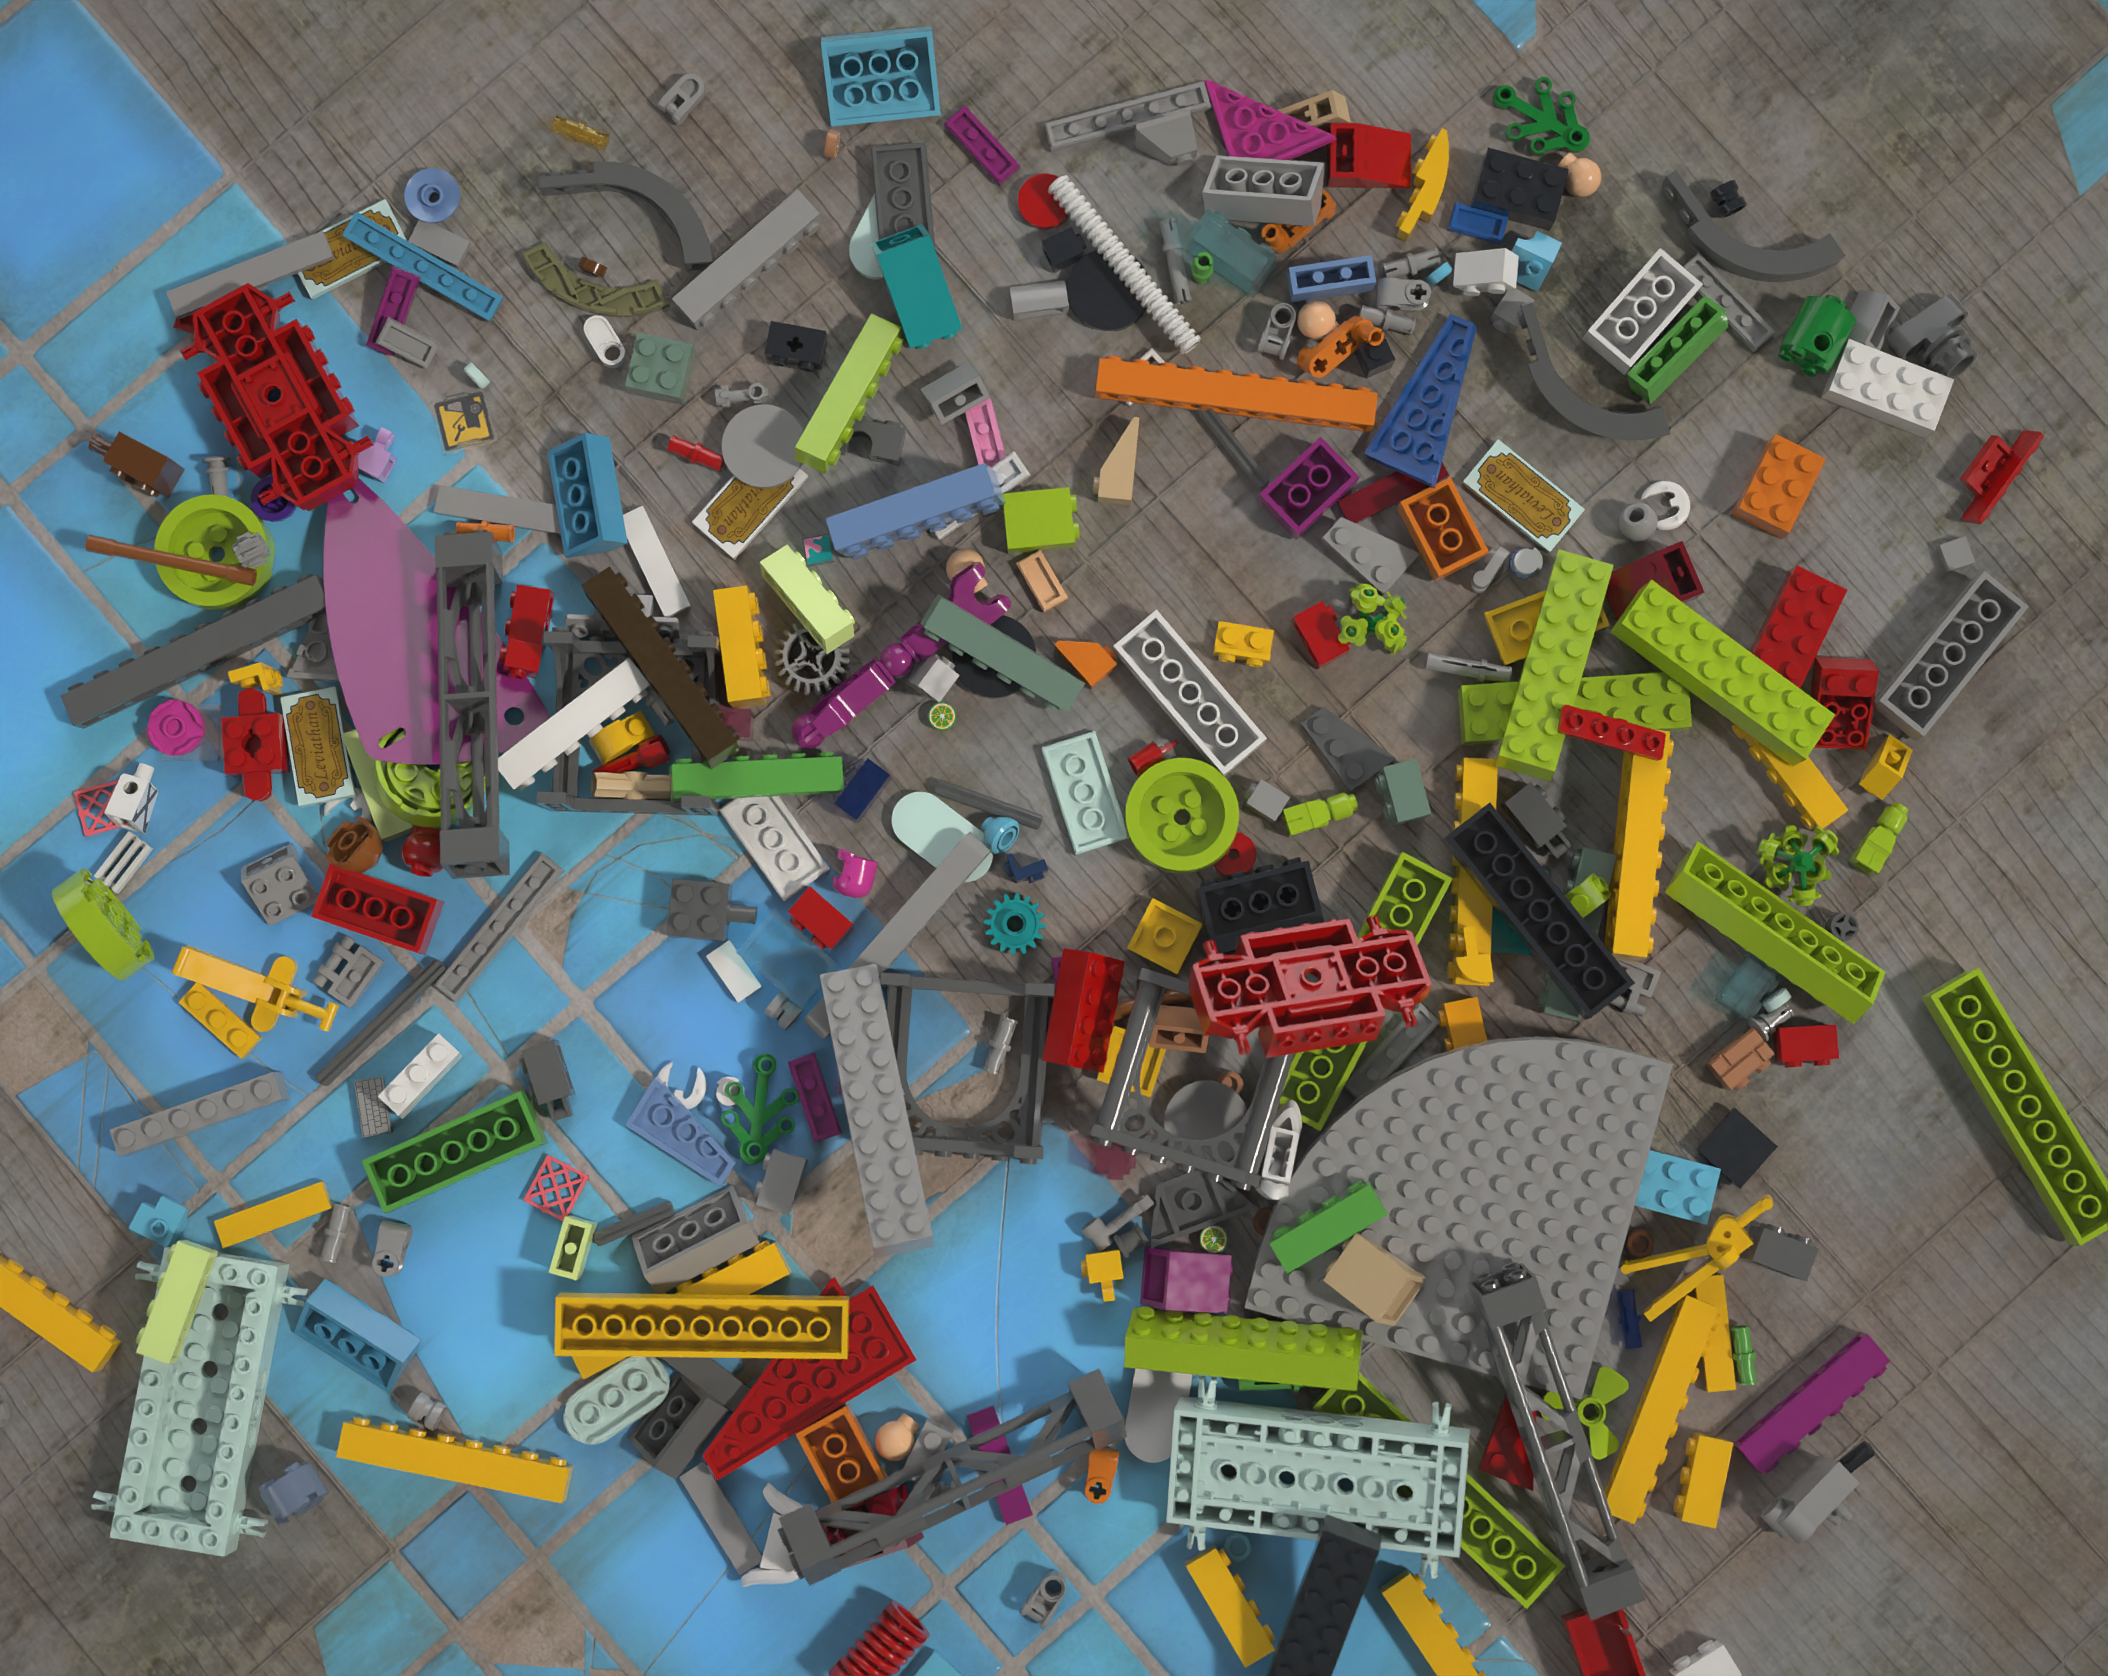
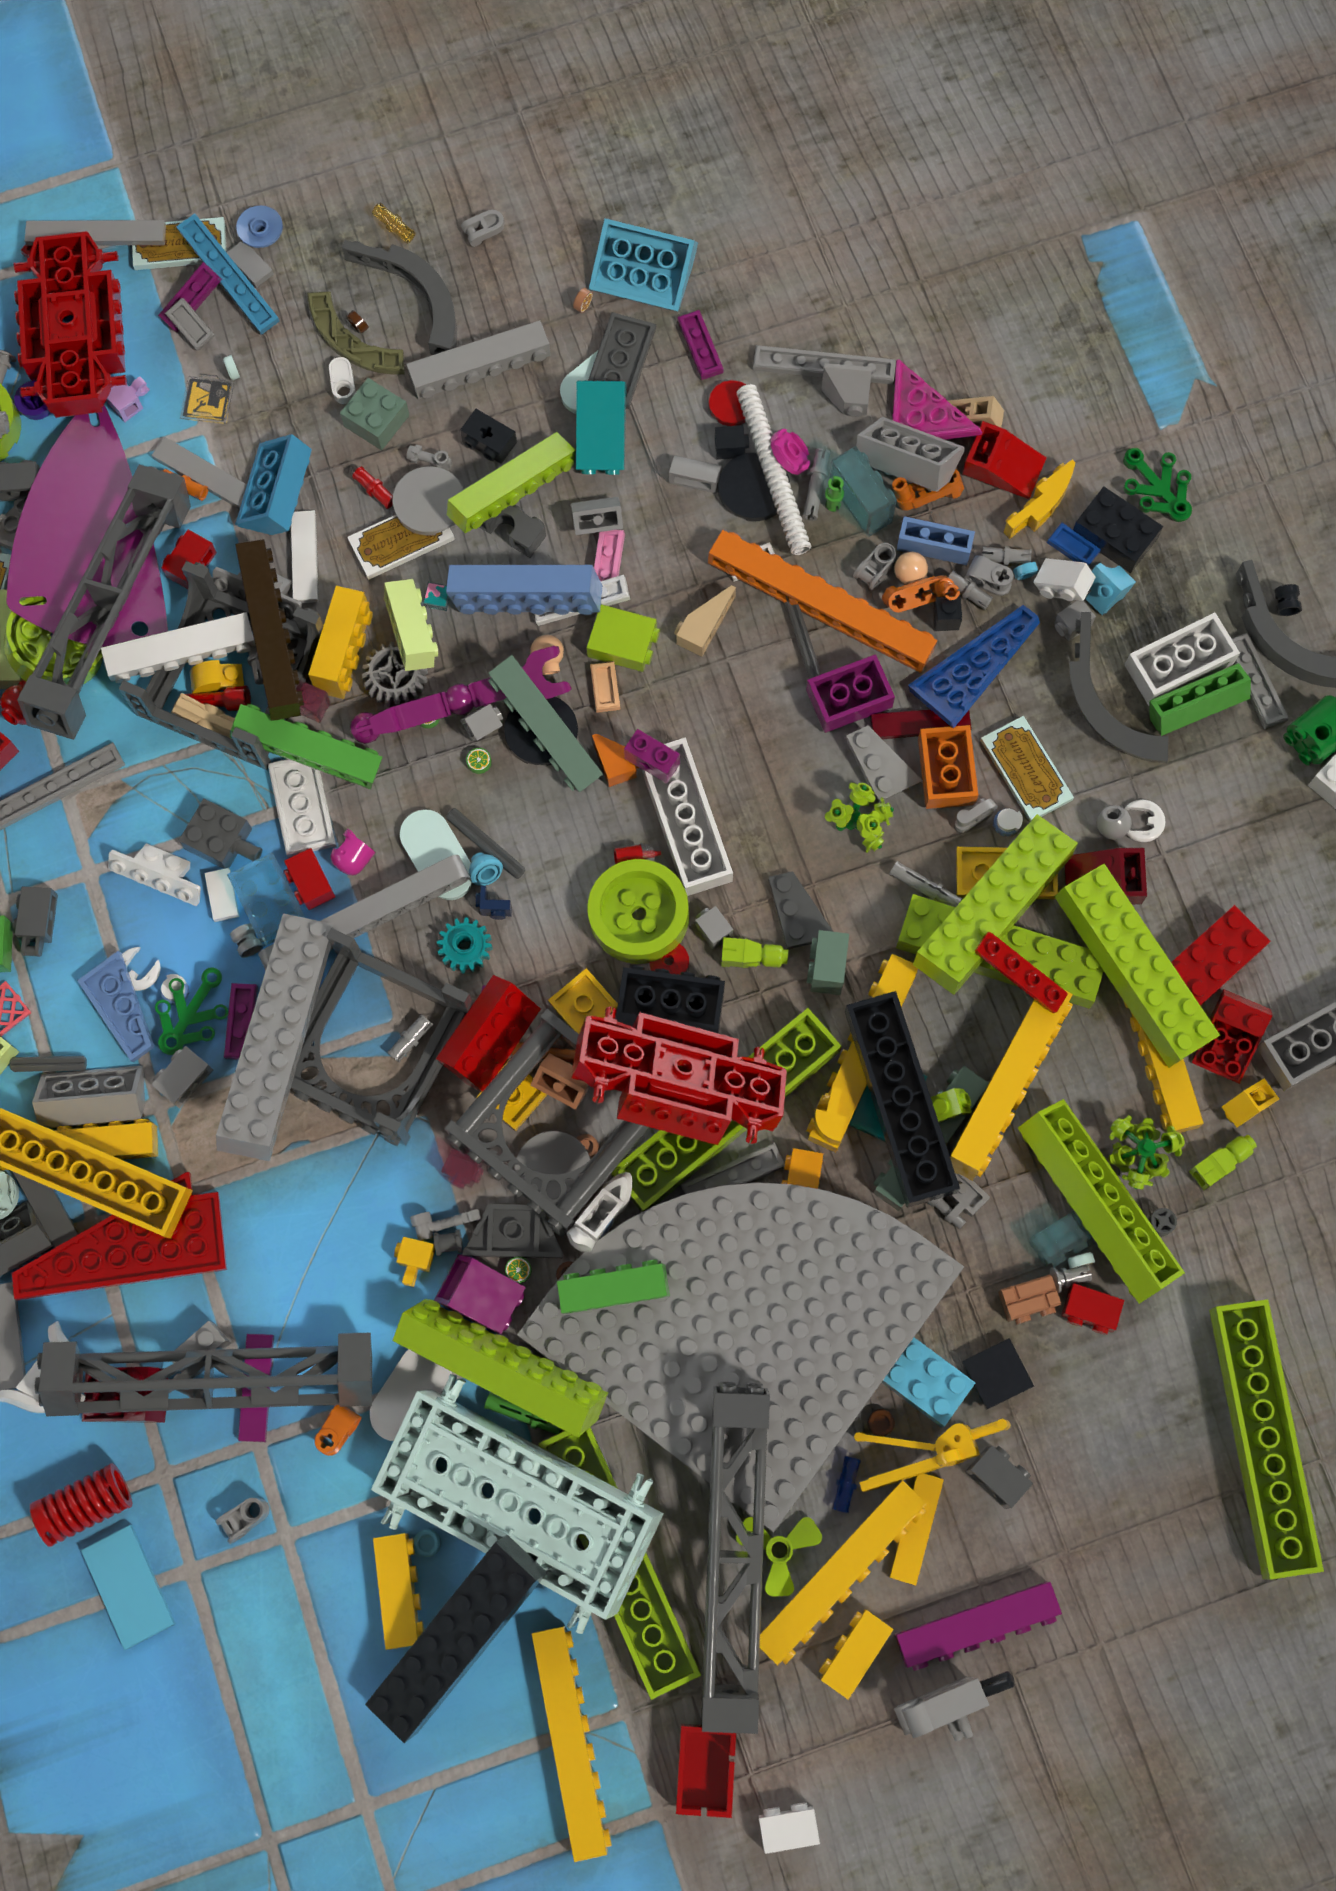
camera: 25 degrees right, 10 degrees down
(520, 659) = (165, 587): red brick -> none
(655, 973) = (157, 870): none -> white bracket
(841, 1453) = (127, 1318): orange brick -> none
(863, 790) = (388, 791): clear blue brick -> none
(896, 1438) = (178, 1327): light nougat piece -> none
(1085, 793) = (568, 865): light aqua tile -> none
(1133, 647) = (652, 756): none -> magenta brick
(1134, 236) = (790, 451): none -> dark pink tile
(1243, 643) = (747, 796): yellow bracket -> none
(1320, 634) = (812, 806): red brick -> none
(1374, 1279) = (634, 1351): tan slope -> none
(1505, 1451) = (689, 1559): red wing -> none
(1537, 819) = (934, 1029): dark grey brick -> none
(1583, 175) = (1172, 539): light nougat piece -> none
(1744, 1355) = (934, 1558): bright green pin -> none
(1778, 486) = (1244, 839): orange brick -> none

